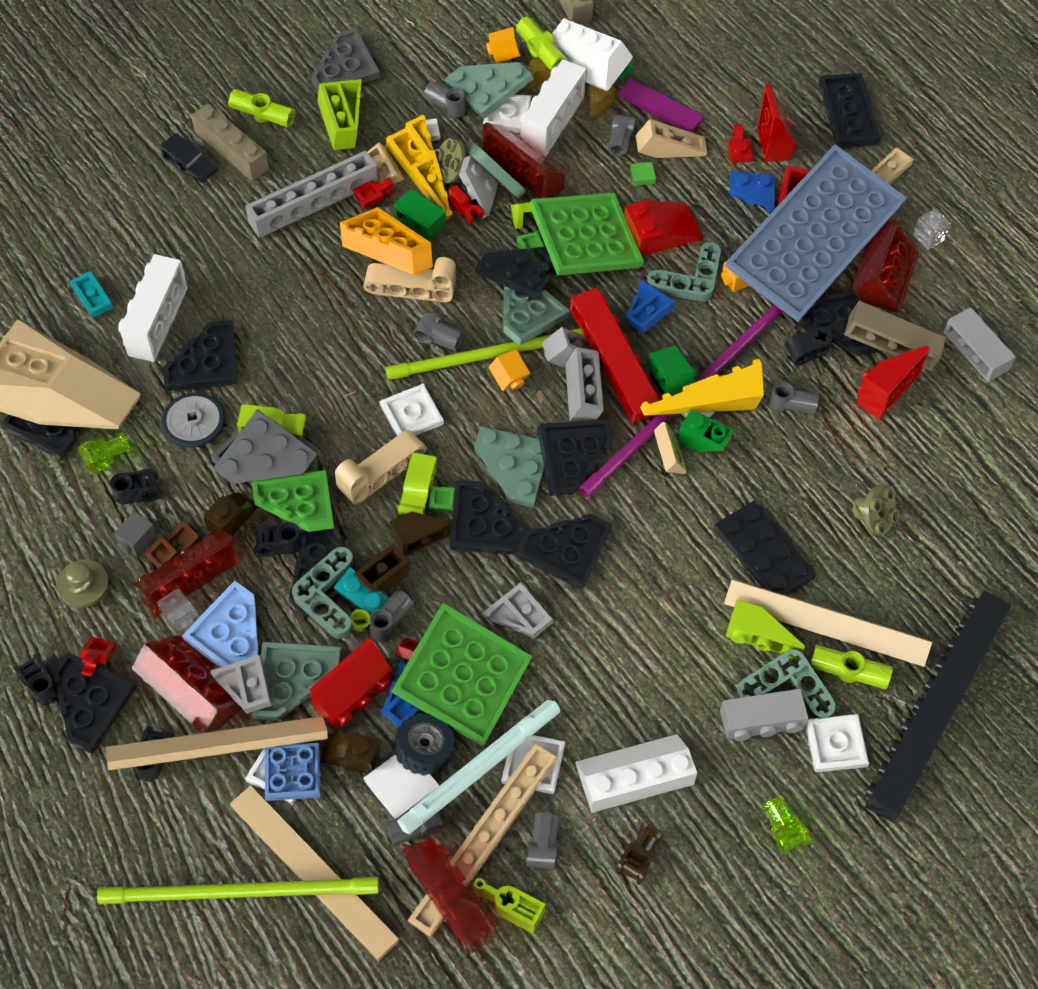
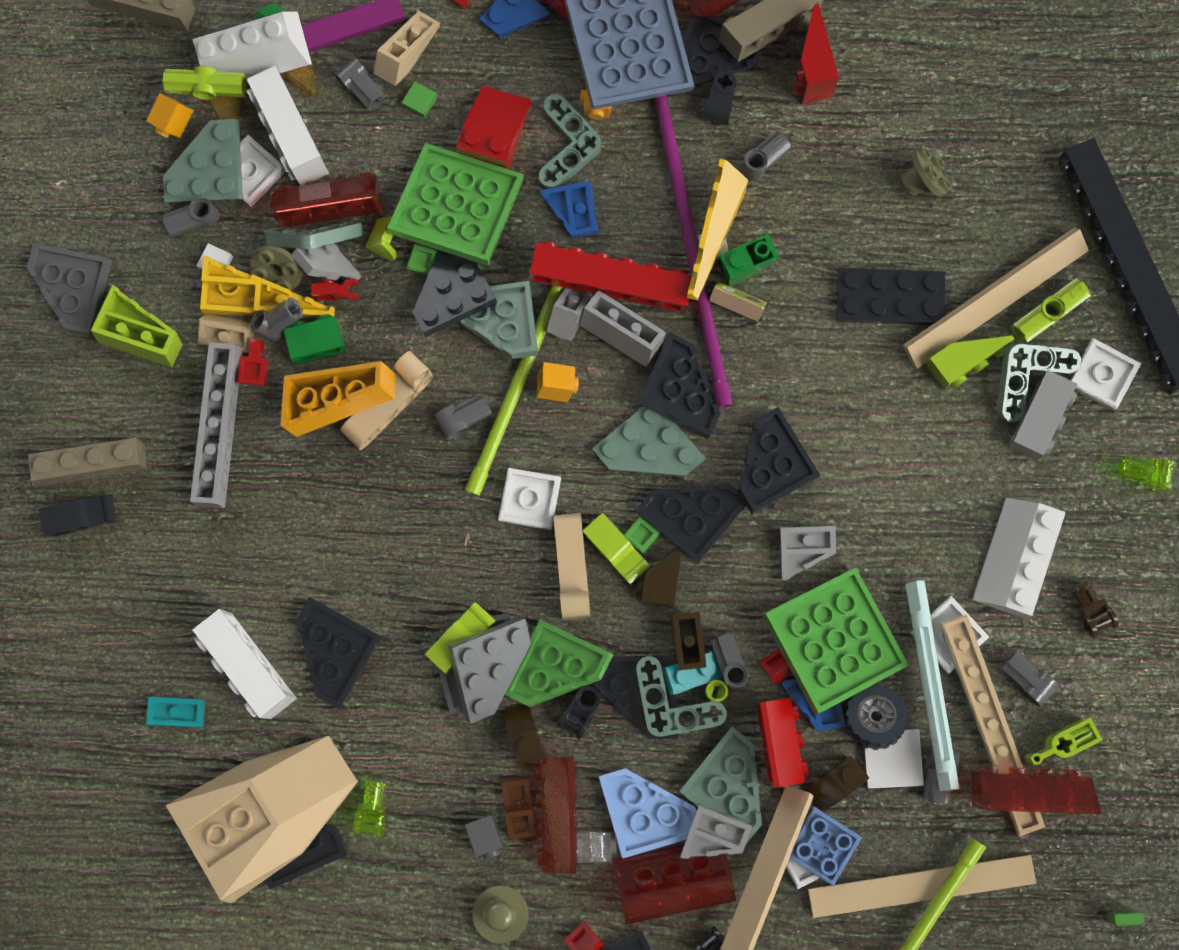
camera: 45 degrees left, 20 degrees up
(135, 486) = (433, 801): black piece -> none
(193, 433) = (409, 713): light grey wheel -> none
(261, 108) = (52, 410): lime piece -> none
(414, 180) = (272, 323): none -> dark grey piece
(671, 370) = (663, 239): green brick -> none

